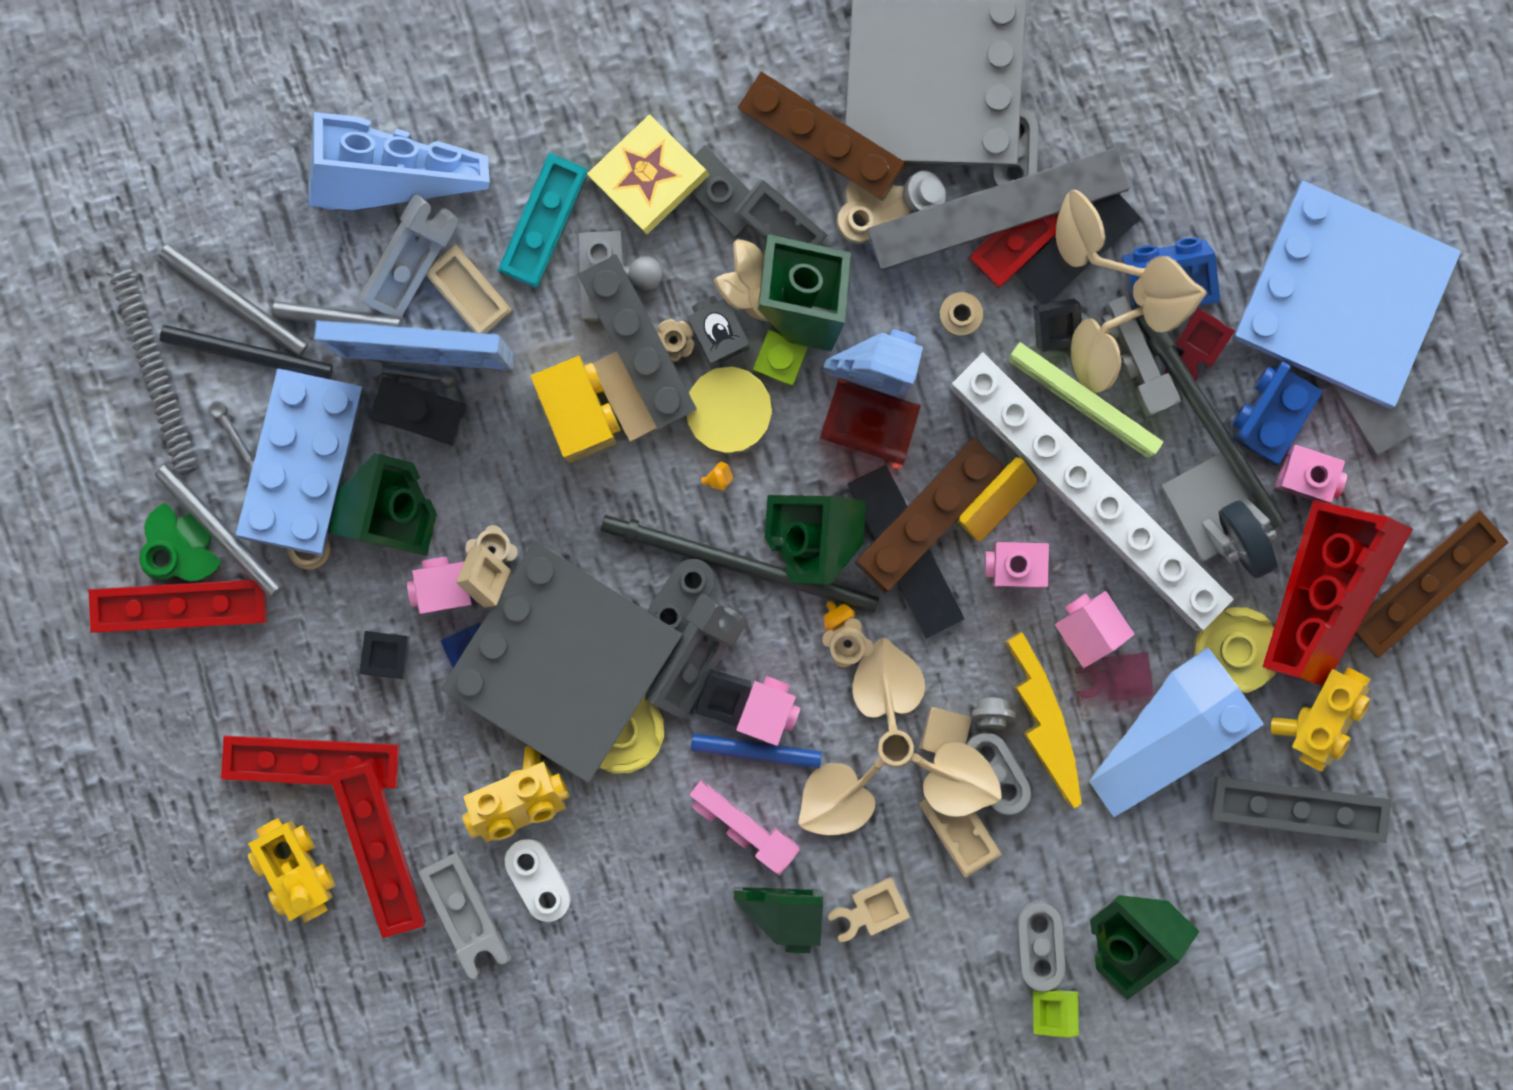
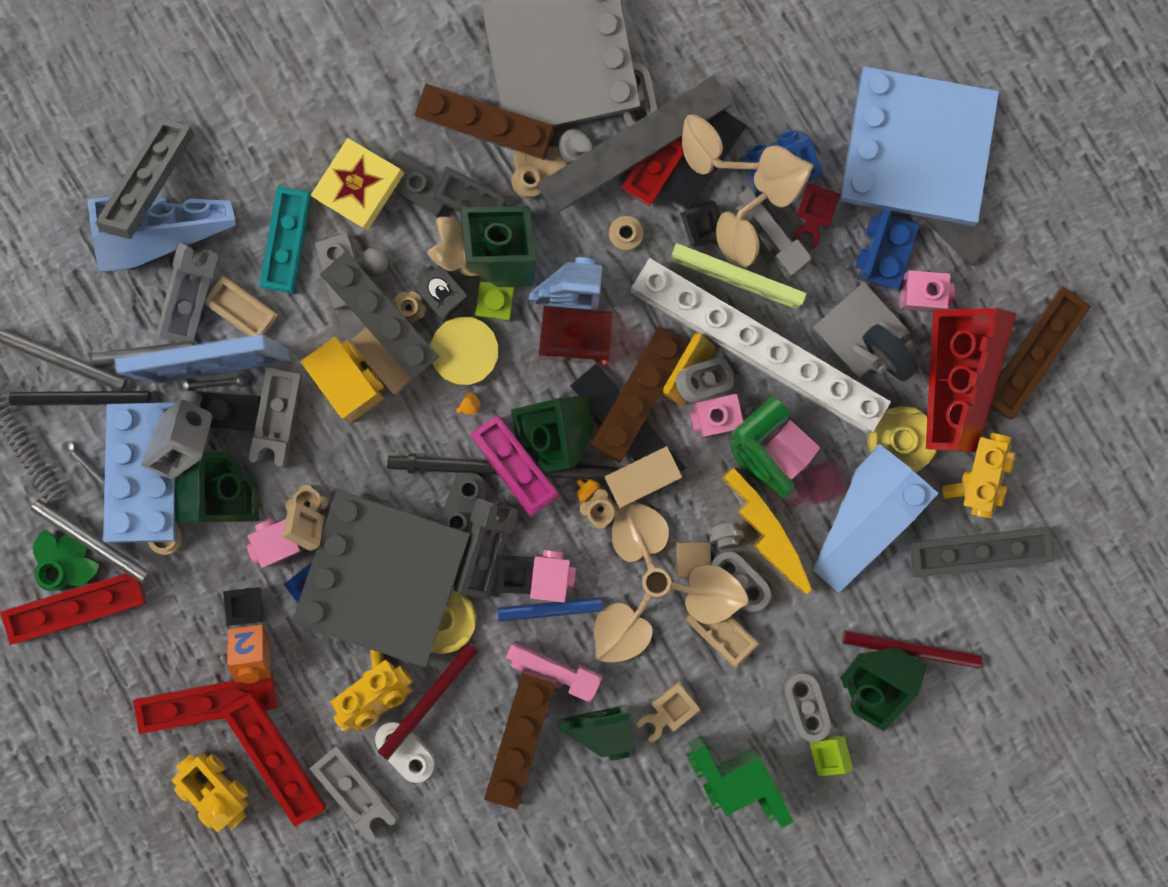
camera: 15 degrees left, 0 degrees up
(359, 431) = (178, 437): none -> light grey torso
(378, 714) = (248, 654): none -> orange brick
(393, 106) = (144, 178): none -> dark grey plate
(480, 432) = (276, 416): none -> light grey plate
(580, 825) = (427, 701): none -> dark red bar
(682, 898) = (520, 738): none -> reddish brown plate
(756, 565) = (514, 465): none -> dark pink tile
(909, 617) = (643, 477): none -> tan tile
(935, 1016) = (738, 783): none -> green bracket
(1014, 517) = (705, 380): none -> light grey plate
(1046, 619) = (750, 453): none -> green piece
(1162, 345) = (786, 218): pearl dark grey bar -> none
(1187, 908) = (912, 649): none -> dark red bar

